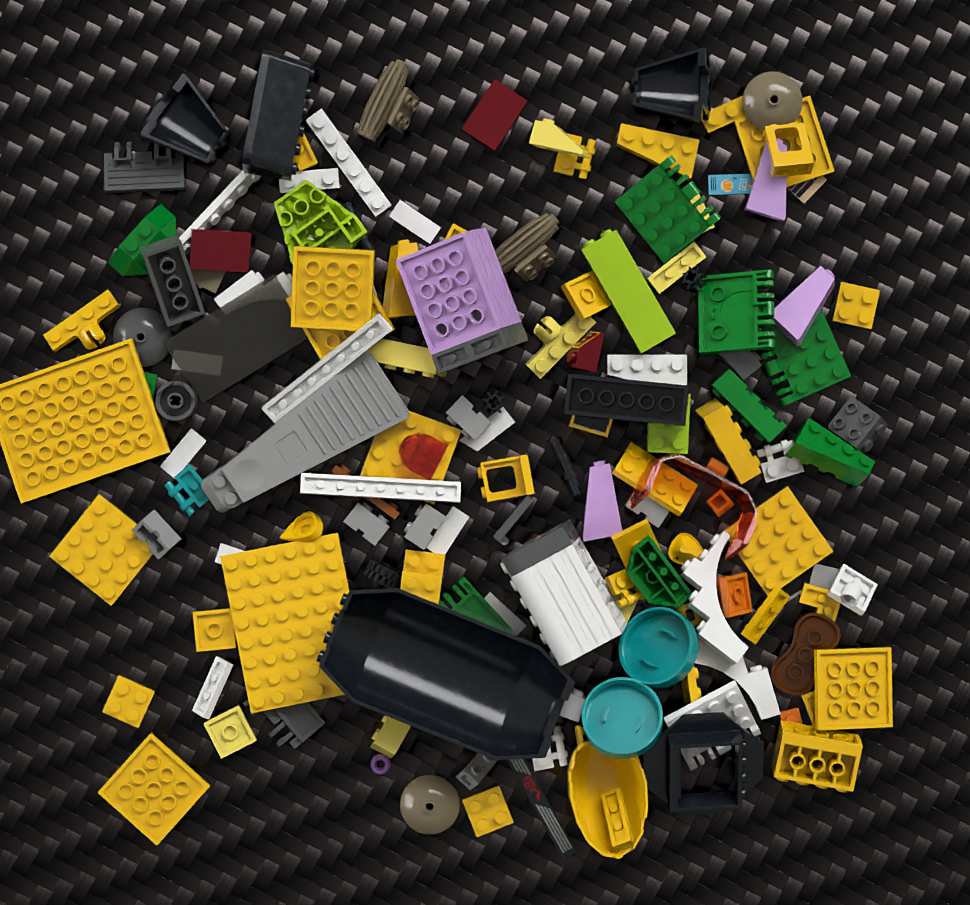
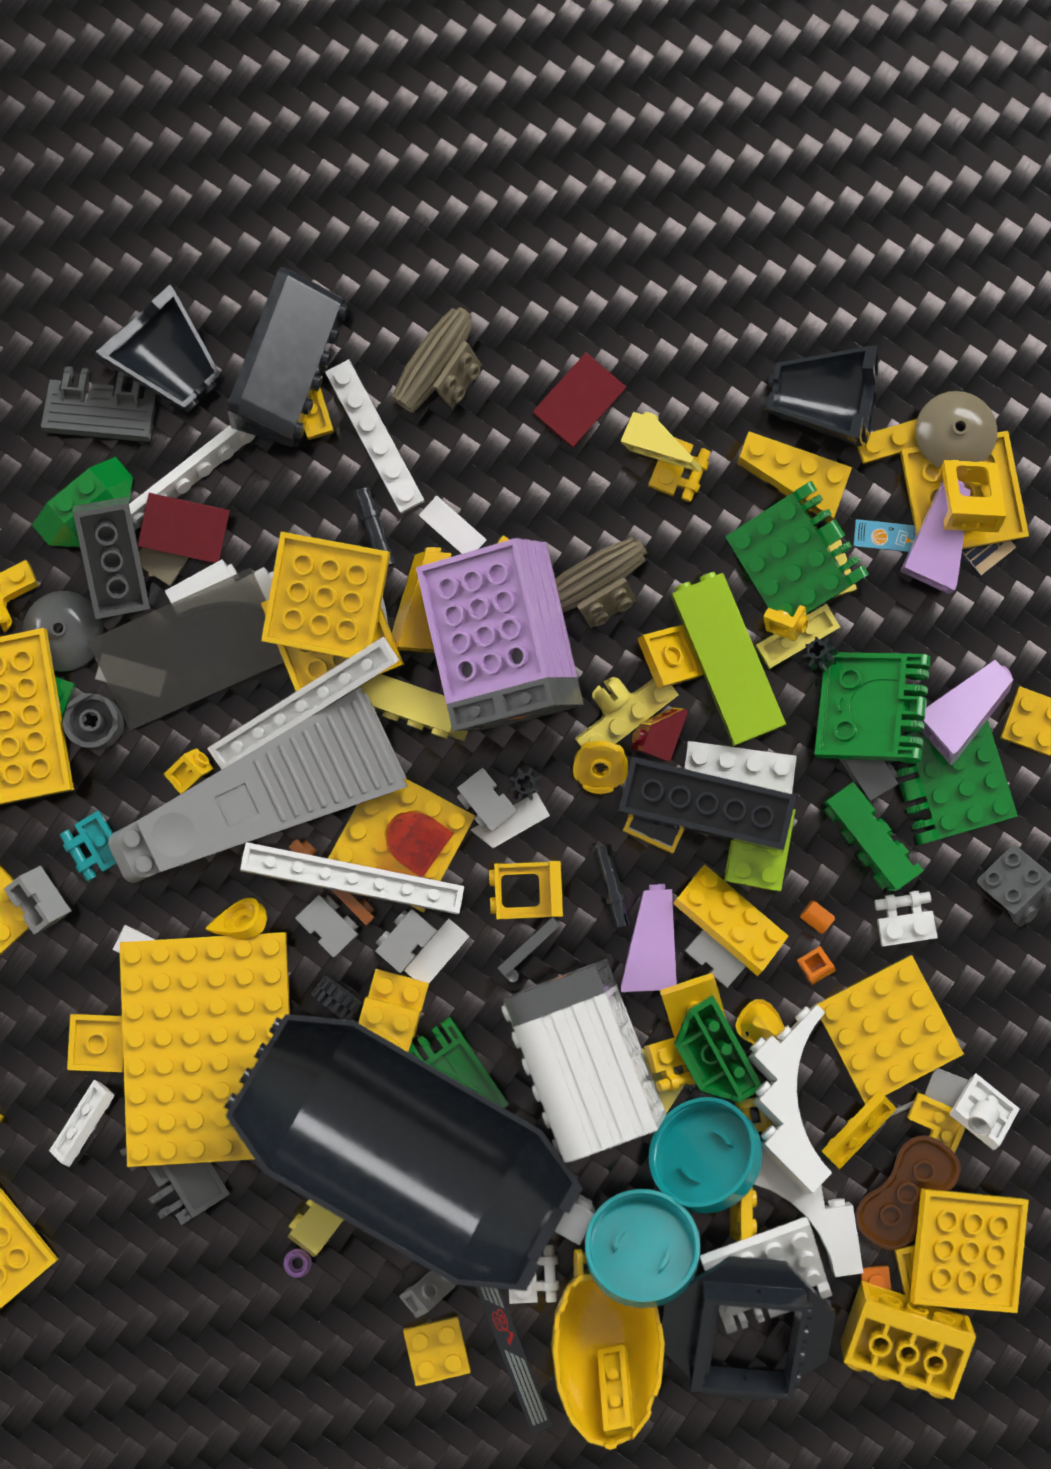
camera: 10 degrees right, 5 degrees down
(183, 453) = (93, 794): white sticker -> none
(230, 731) = (96, 1187): light yellow plate -> none
(250, 426) = (188, 770): none -> yellow bracket
(316, 220) = (319, 503): lime wedge -> none
(322, 179) = (320, 454): white plate -> none
(432, 790) = (361, 1310): dark tan dish -> none
(510, 618) = (501, 1078): white sticker -> none
(546, 372) = (600, 752): none -> yellow plate
(665, 261) = (784, 625): none -> yellow bracket
(729, 441) = (840, 881): yellow wedge -> none
(733, 594) = (819, 1095): orange bracket -> none
(749, 512) = (856, 983): clear red piece -> none
(829, 453) = (976, 918): green wedge -> none

